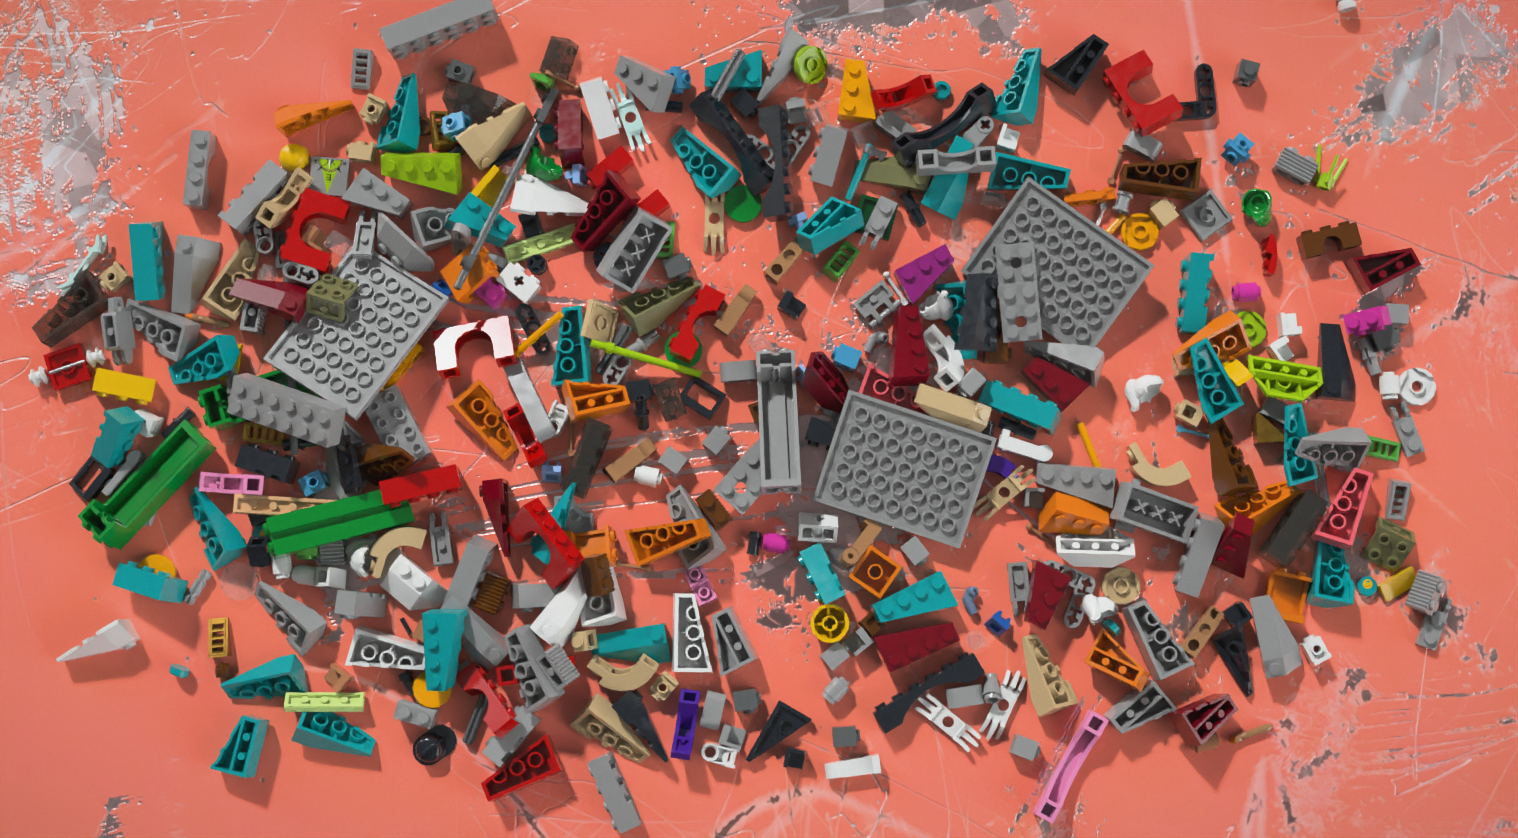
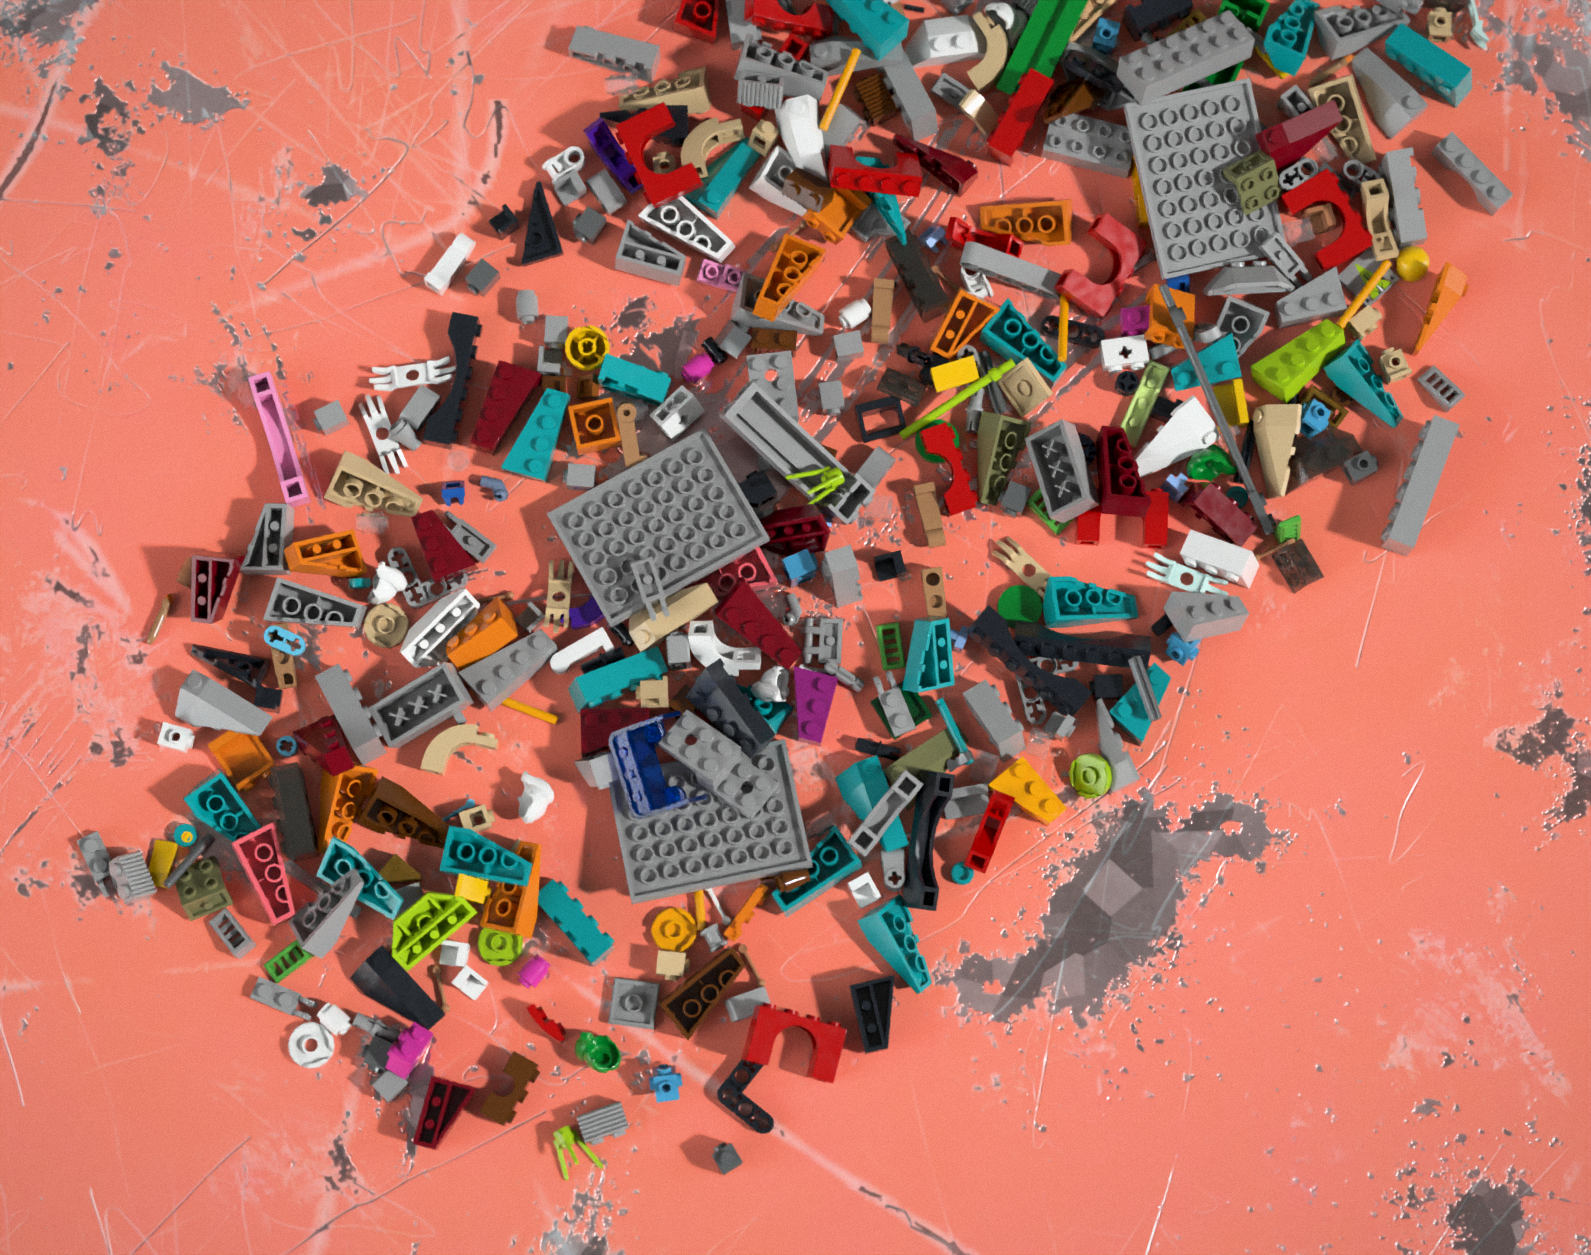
camera: 125 degrees right, 5 degrees down
(344, 166) = (1363, 294): none -> light orange bar
(440, 516) = (979, 111): none -> tan slope
(510, 616) = (839, 89): none -> light orange bar
(632, 373) = (954, 374): none -> yellow slope
(632, 768) = (621, 84): none -> clear brick
(684, 673) = (635, 135): none -> red arch
(736, 536) = (733, 338): none -> dark grey brick
(774, 385) = (831, 480): none -> lime plant
(826, 327) = (842, 573): none -> light grey wedge
(852, 601) = (587, 387): none -> dark orange plate
(887, 271) = (843, 675): none -> light grey axle
(950, 435) = (649, 585): none -> light grey hinge
(1011, 374) = (653, 693): none -> tan brick
(1048, 181) = (791, 879): none -> reddish brown cone
(1066, 656) = (372, 522): none -> clear brick
(1071, 330) = (641, 771): none -> clear blue windscreen
(1199, 635) = (282, 646): none -> medium azure beam
(1248, 579) = (284, 753): none -> medium azure bush
(1316, 326) = (437, 971): none -> nougat hinge
(1382, 567) = (189, 859): none -> dark grey bar

